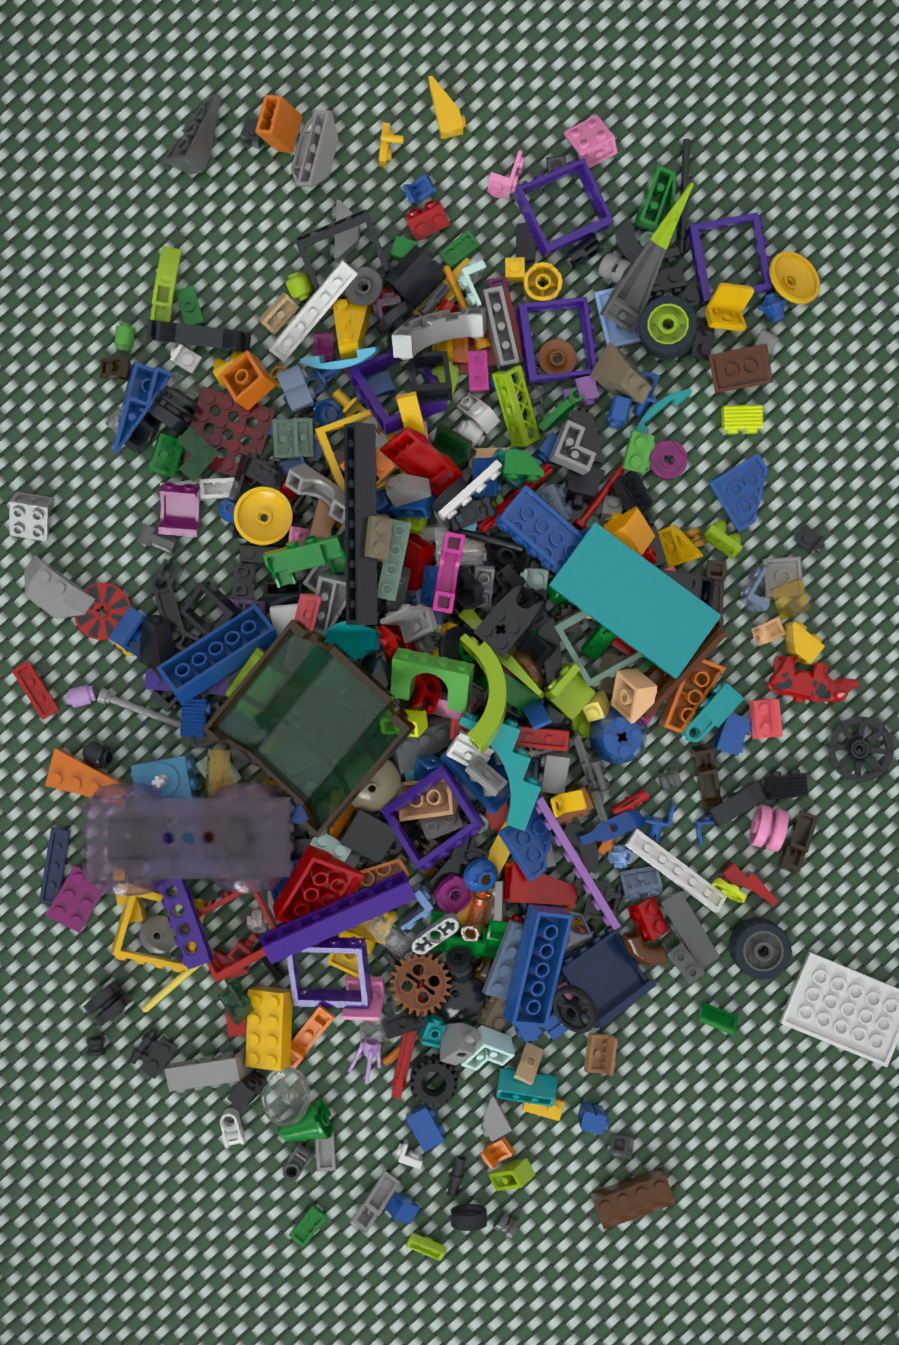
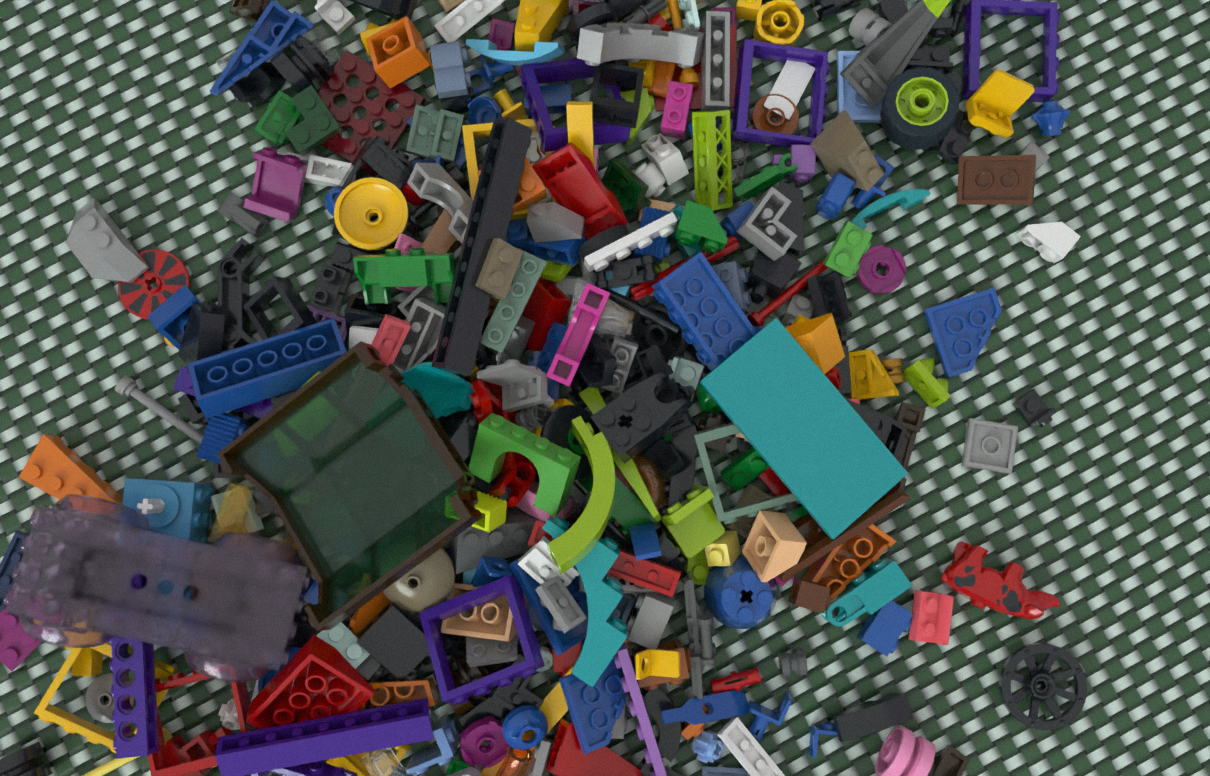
camera: 20 degrees right, 5 degrees down
(30, 516) = (98, 150): light grey bracket -> none
(36, 690) = (46, 359): red plate -> none
(81, 696) = (98, 379): lavender brick -> none
(97, 754) = (96, 455): black head -> none
(563, 328) = (790, 84): none -> white sticker
(669, 724) = (809, 595): none -> reddish brown brick
(706, 774) = (840, 669): dark brown slope -> none
(742, 418) = (983, 242): neon yellow brick -> none
(751, 600) = (944, 461): sand blue bracket -> none
(768, 631) = (957, 509): light nougat bracket -> none
(786, 785) = (938, 709): black brick -> none
(790, 598) = (994, 475): clear yellow piece -> none
(794, 277) = (1084, 89): yellow dish -> none
(794, 403) = (1050, 239): none -> white slope
(801, 643) = (998, 533): yellow slope -> none

